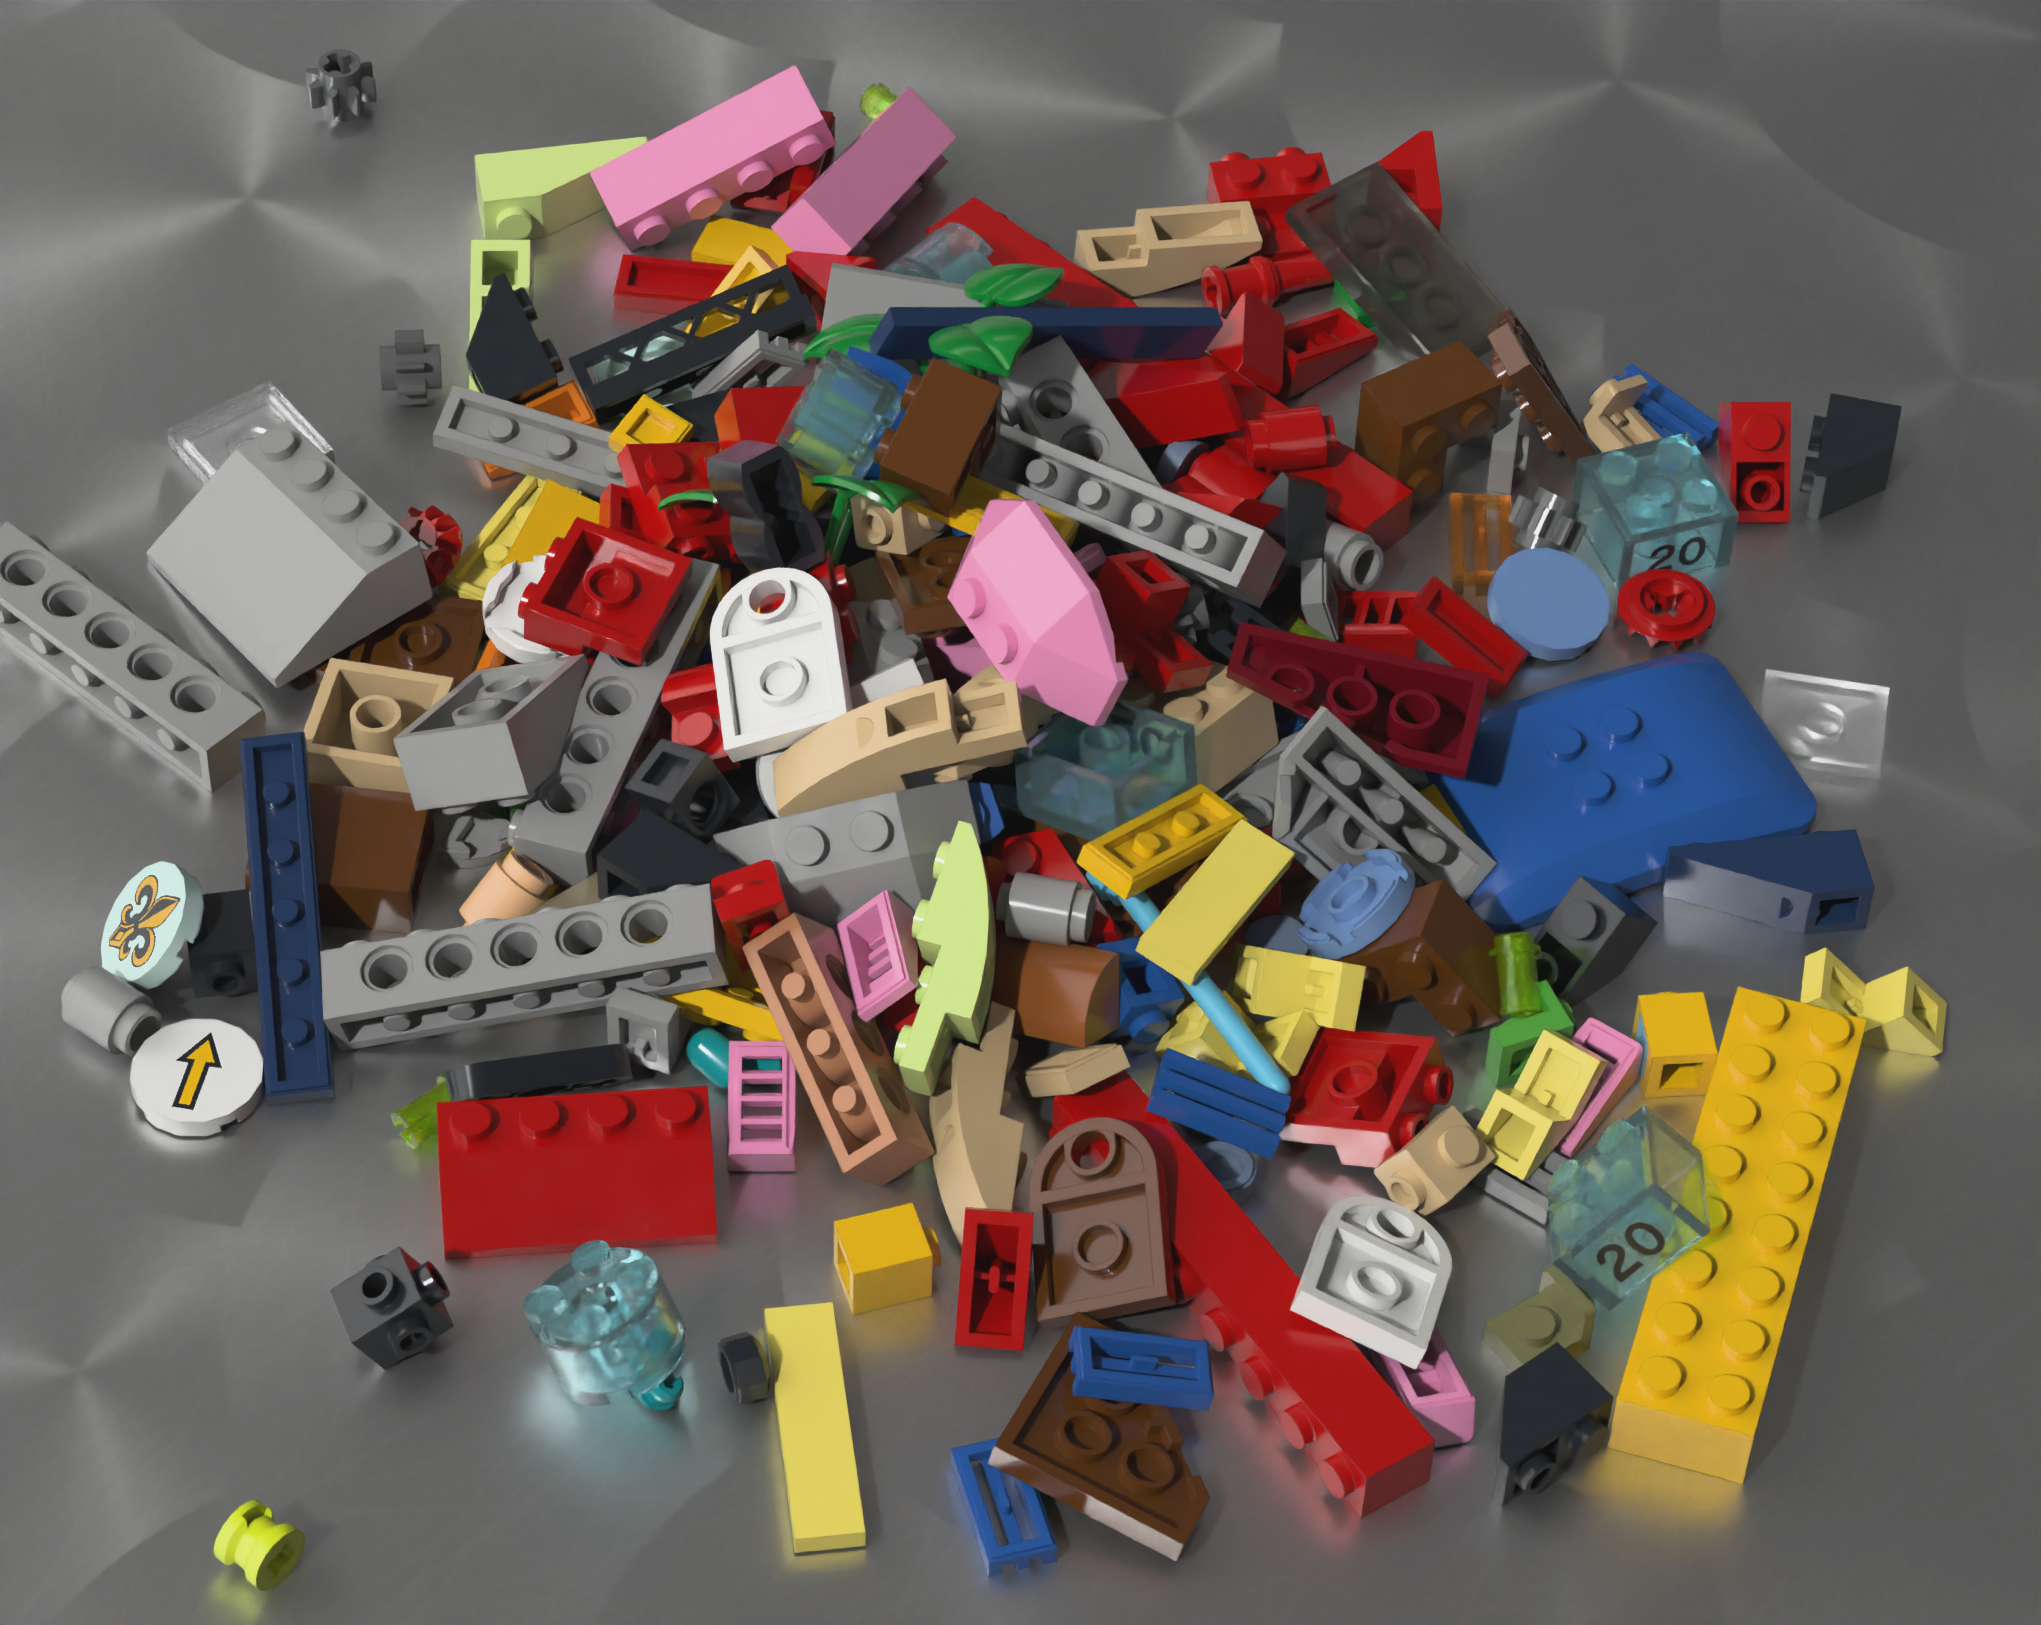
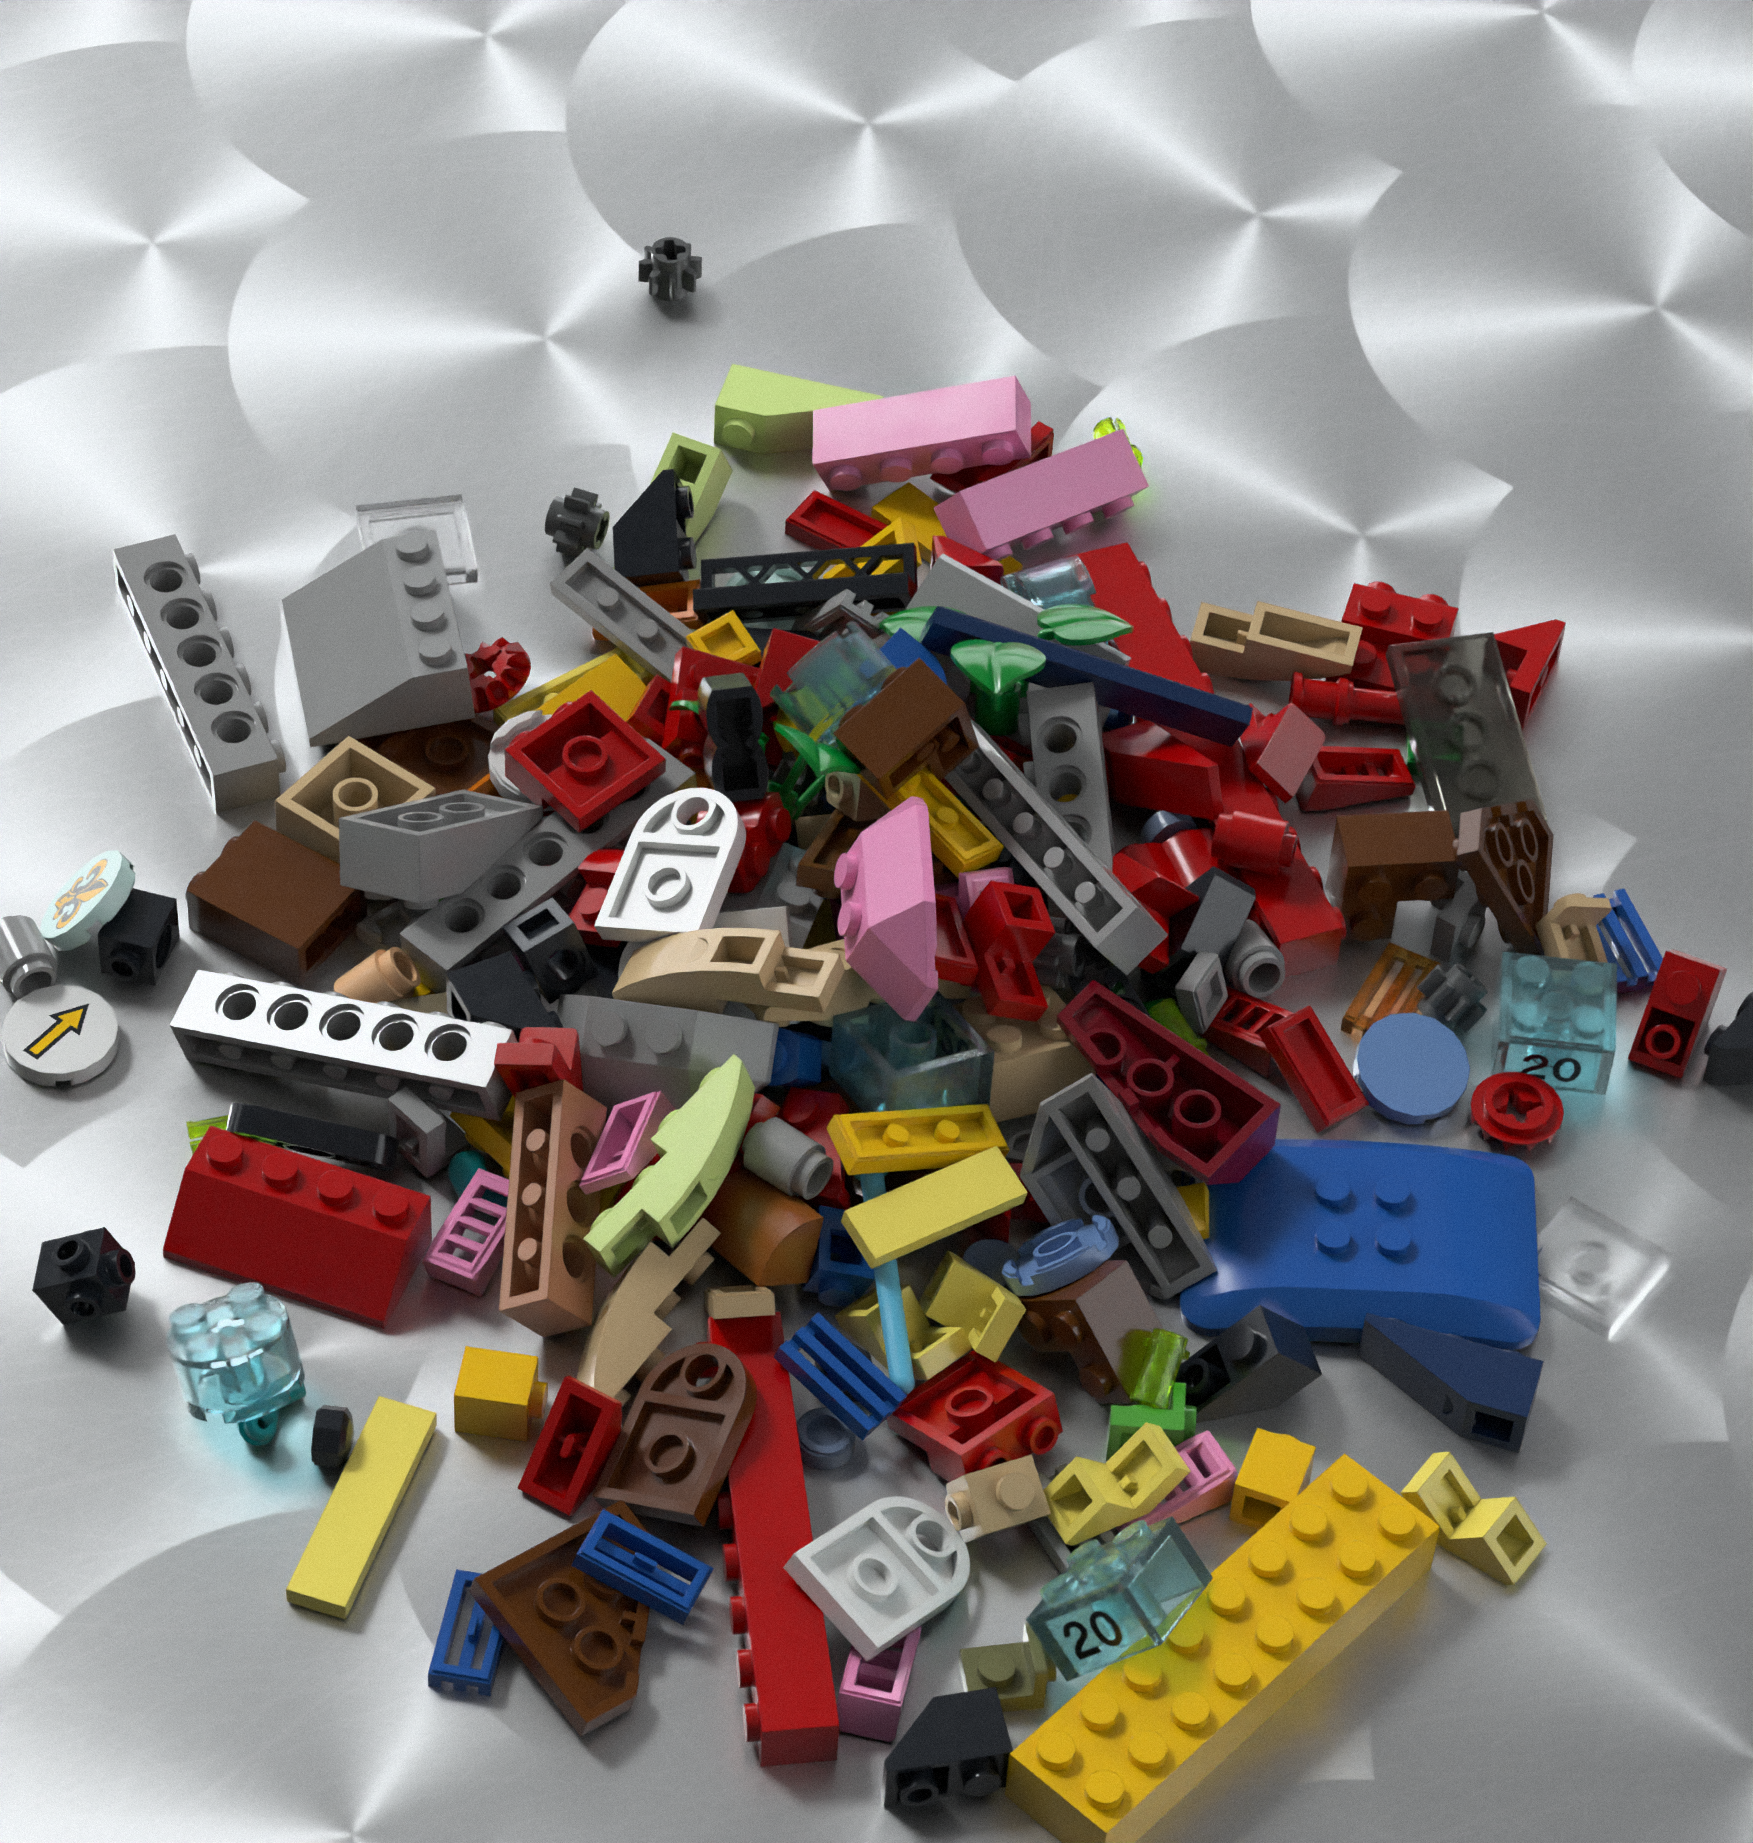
camera: 25 degrees right, 0 degrees up
(286, 918) = (191, 930): dark blue tile -> none

